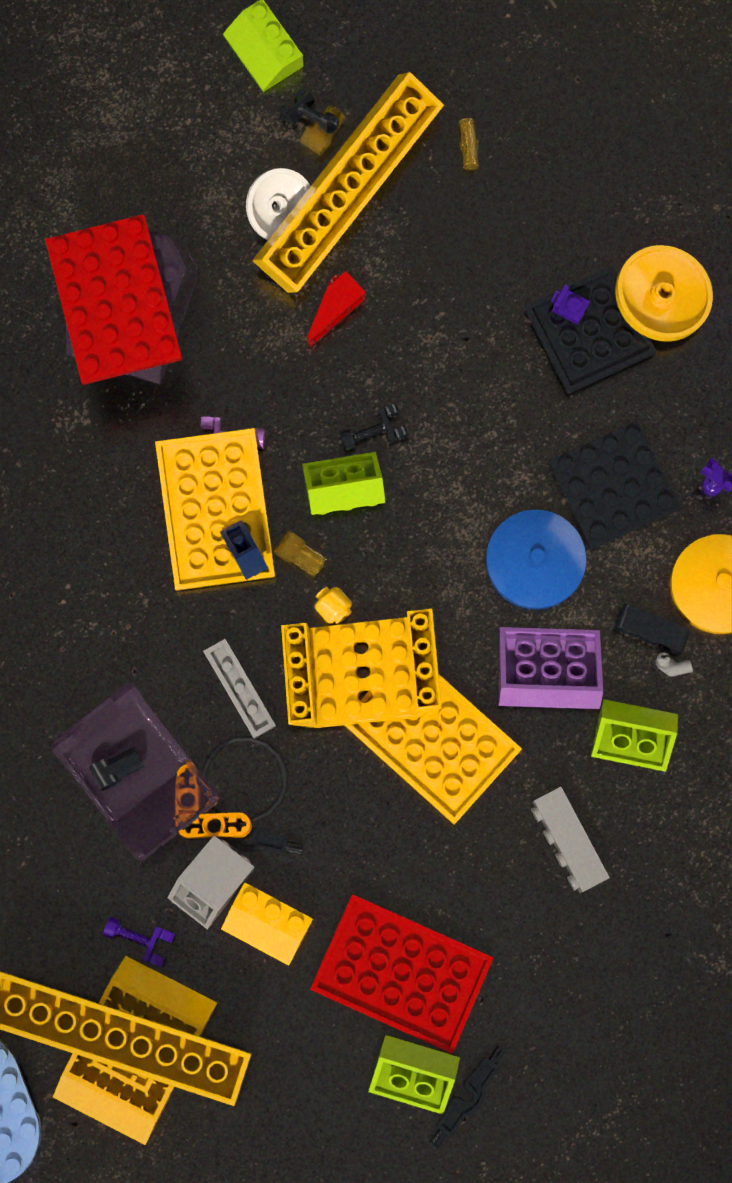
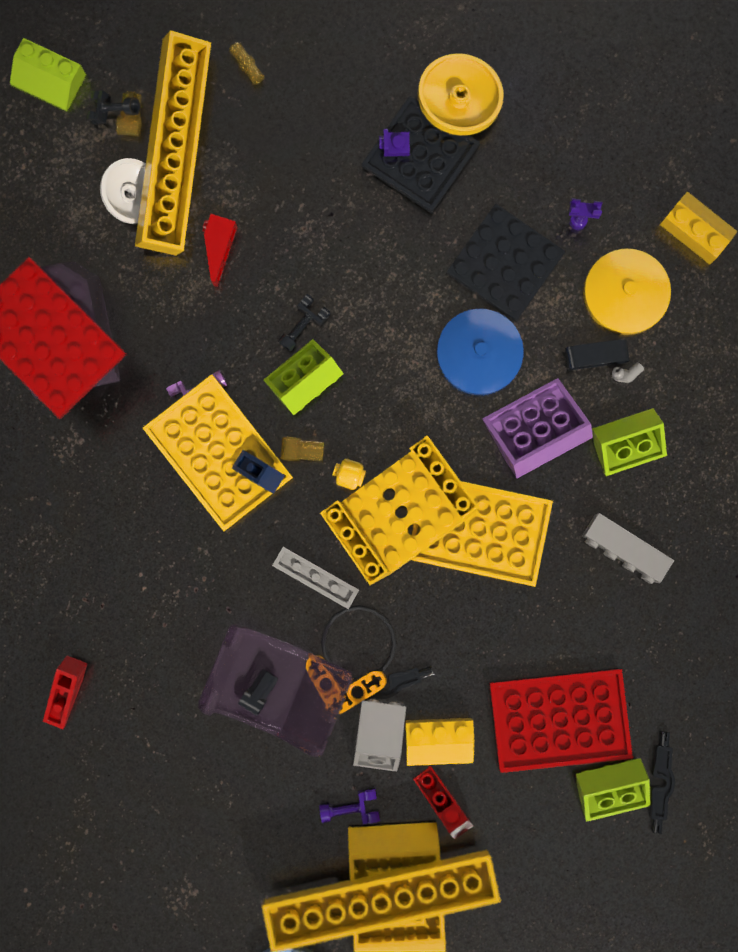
camera: 25 degrees left, 5 degrees up
(235, 987) = (443, 803): none -> red slope

